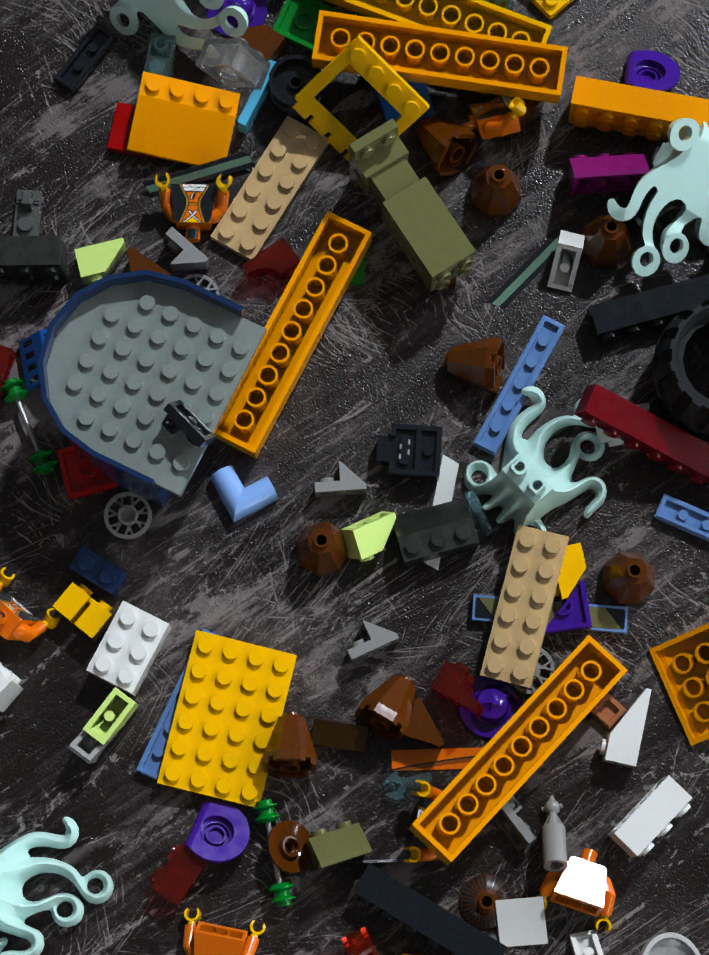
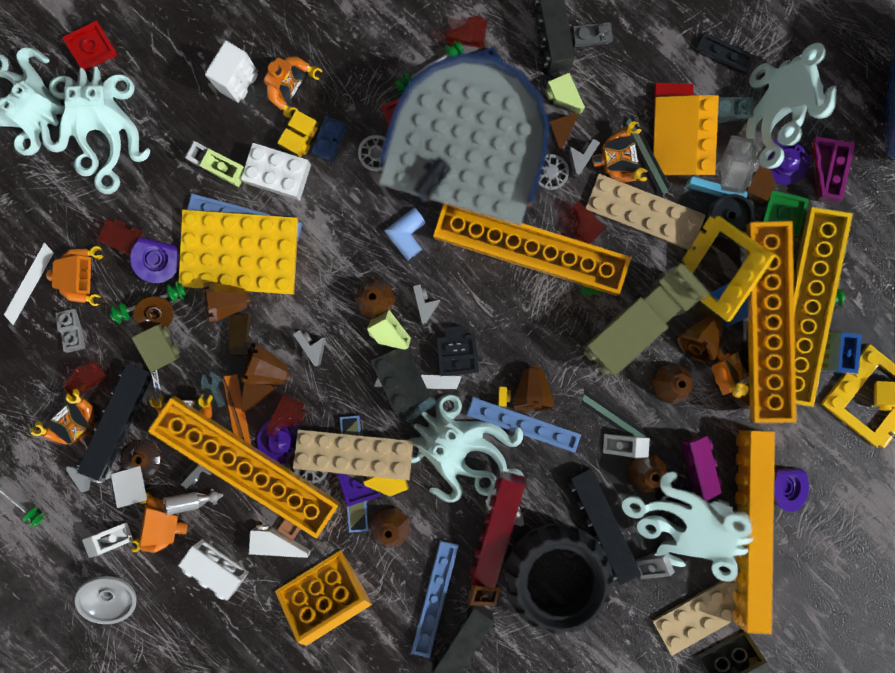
camera: 75 degrees right, 10 degrees up
(478, 403) = (503, 396): none -> yellow plate

